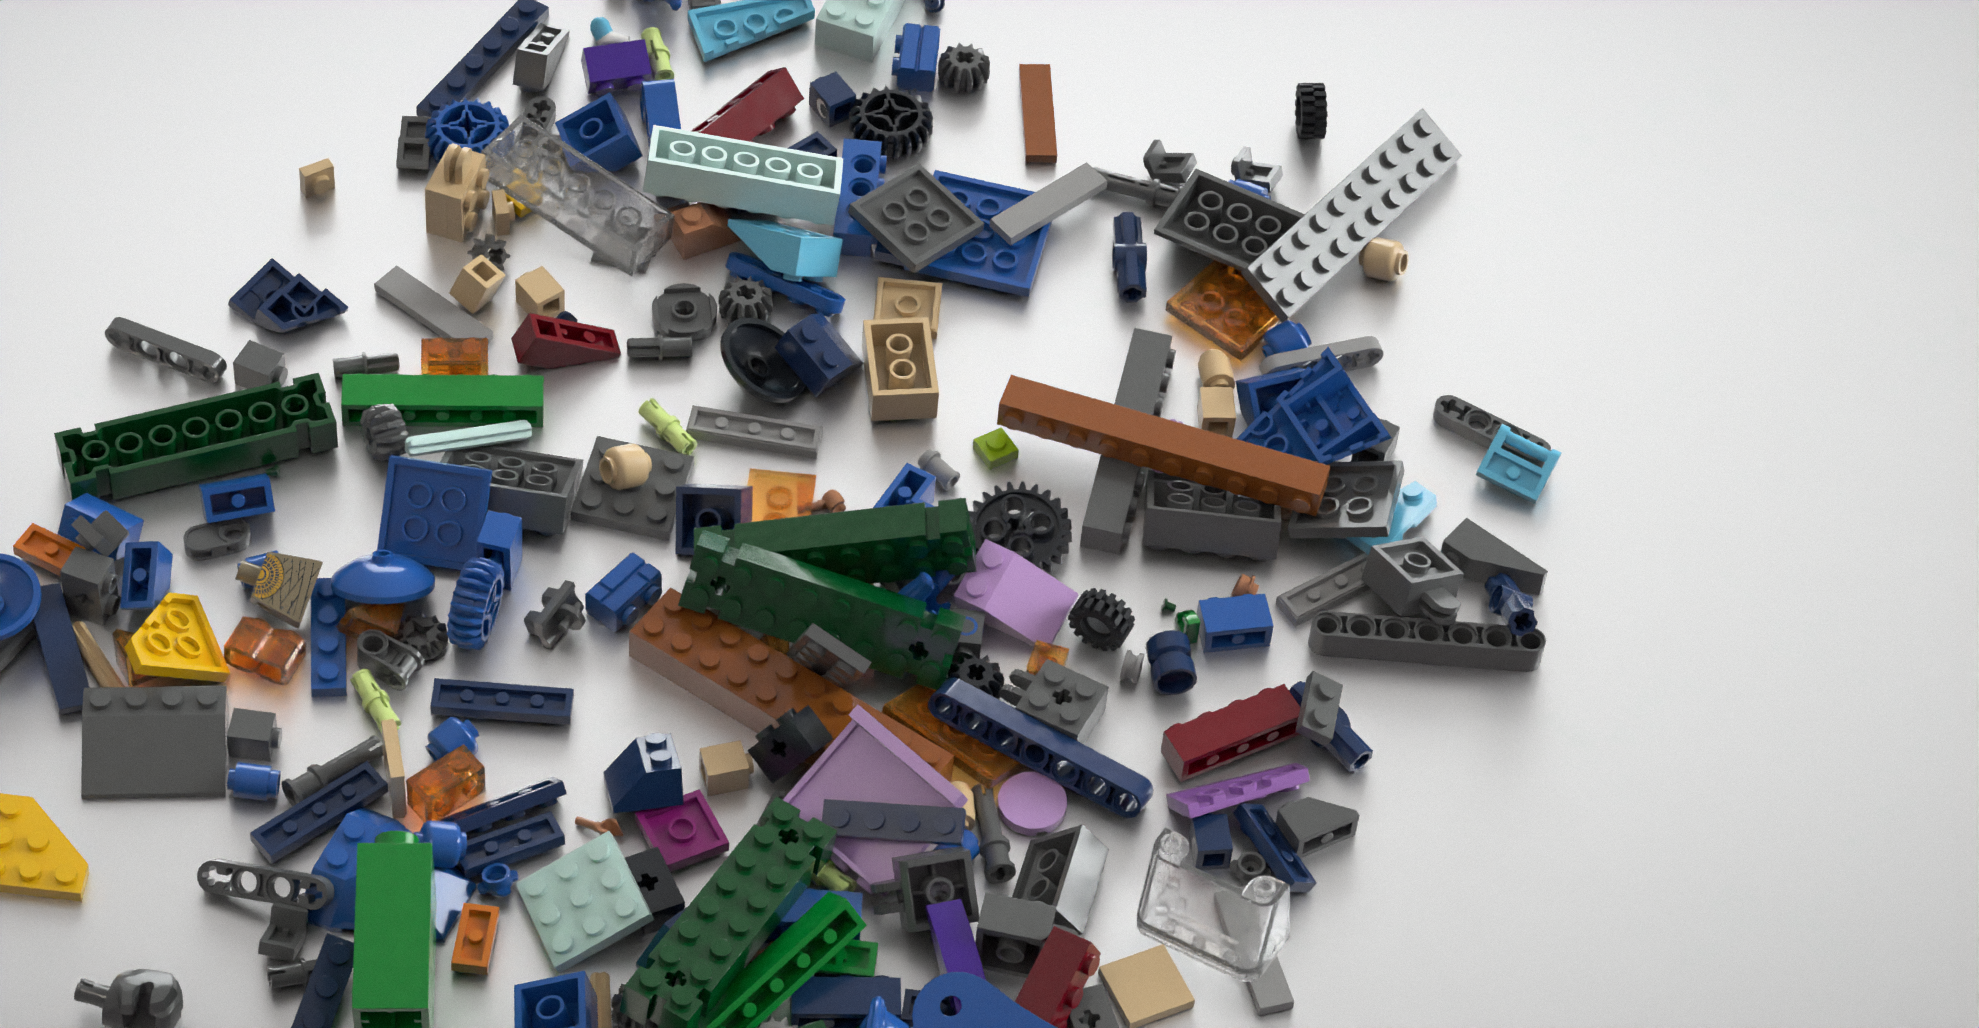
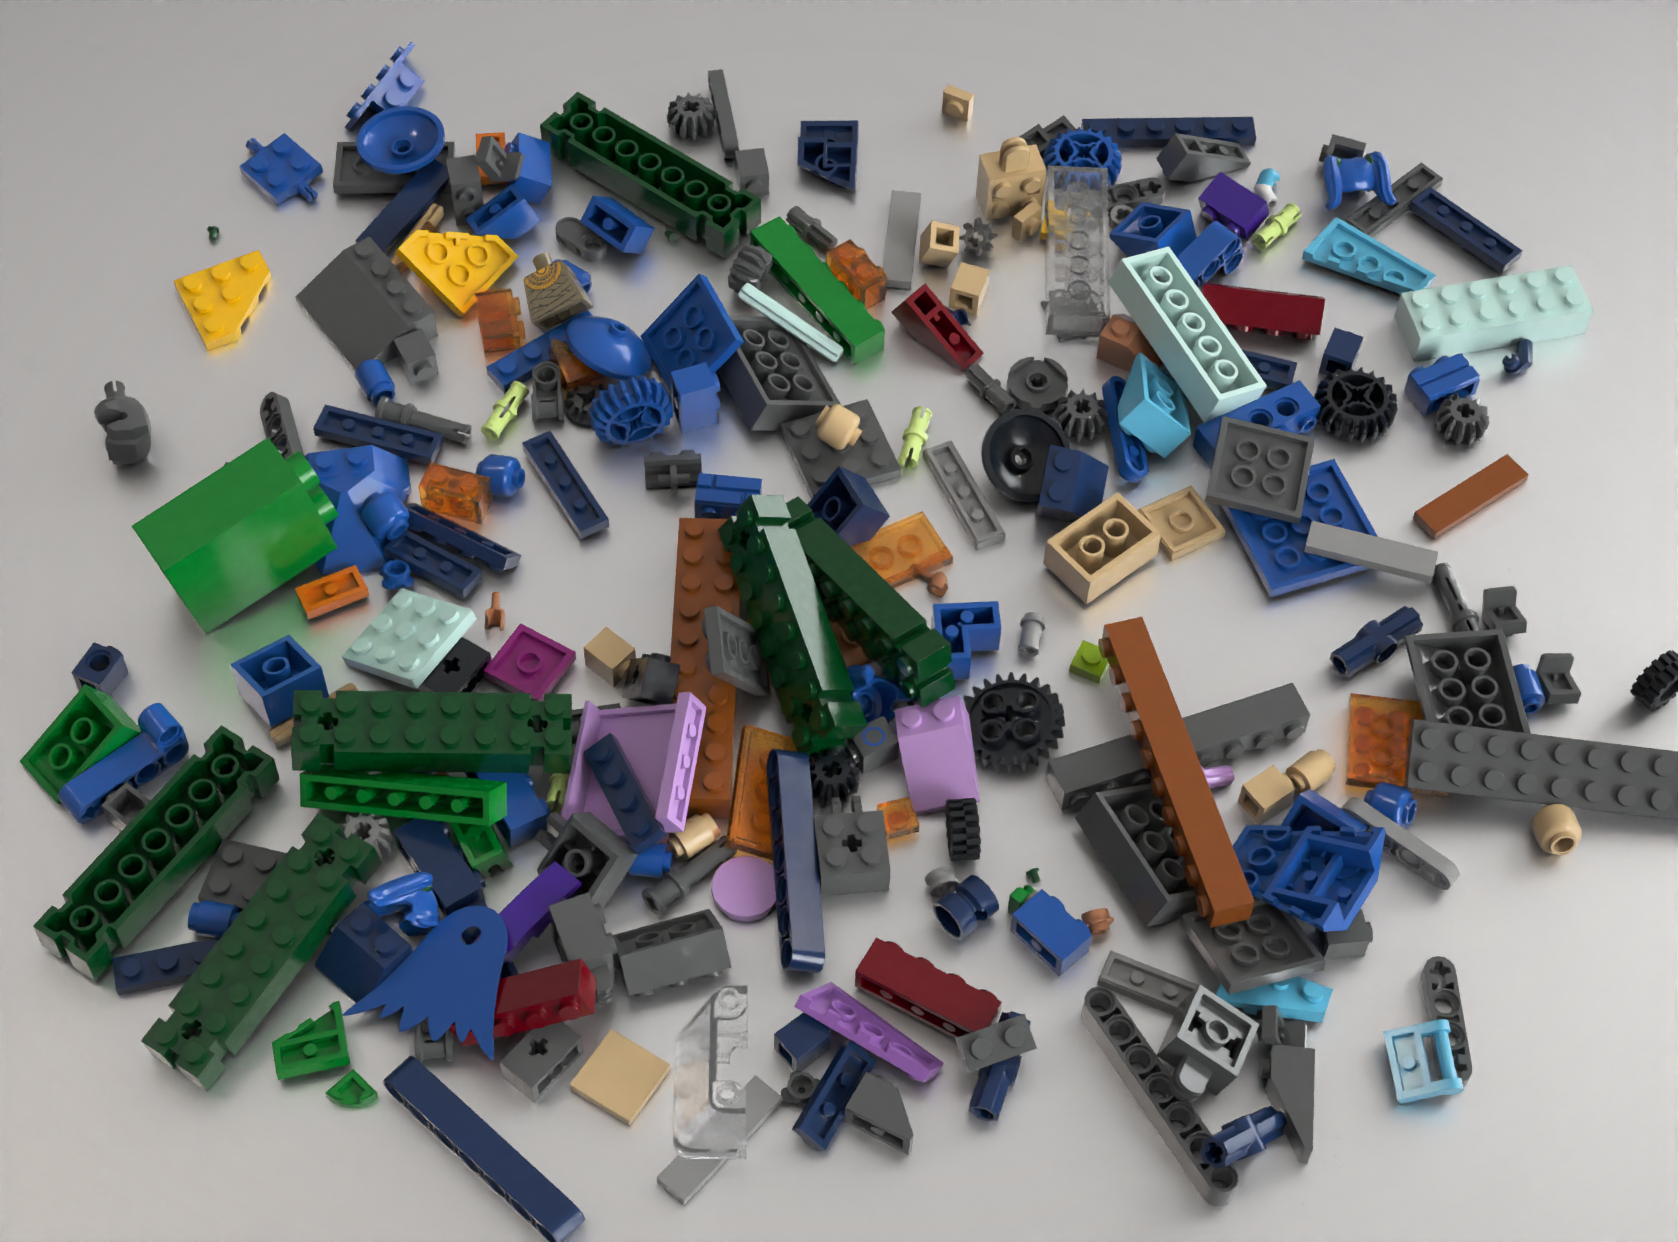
camera: 60 degrees right, 5 degrees up
(147, 374) = (691, 116): none -> dark grey gear
(394, 768) = (441, 445): tan tile -> none
(645, 775) = (557, 611): dark blue slope -> none
(1434, 529) = (1276, 1031): none -> dark grey bracket

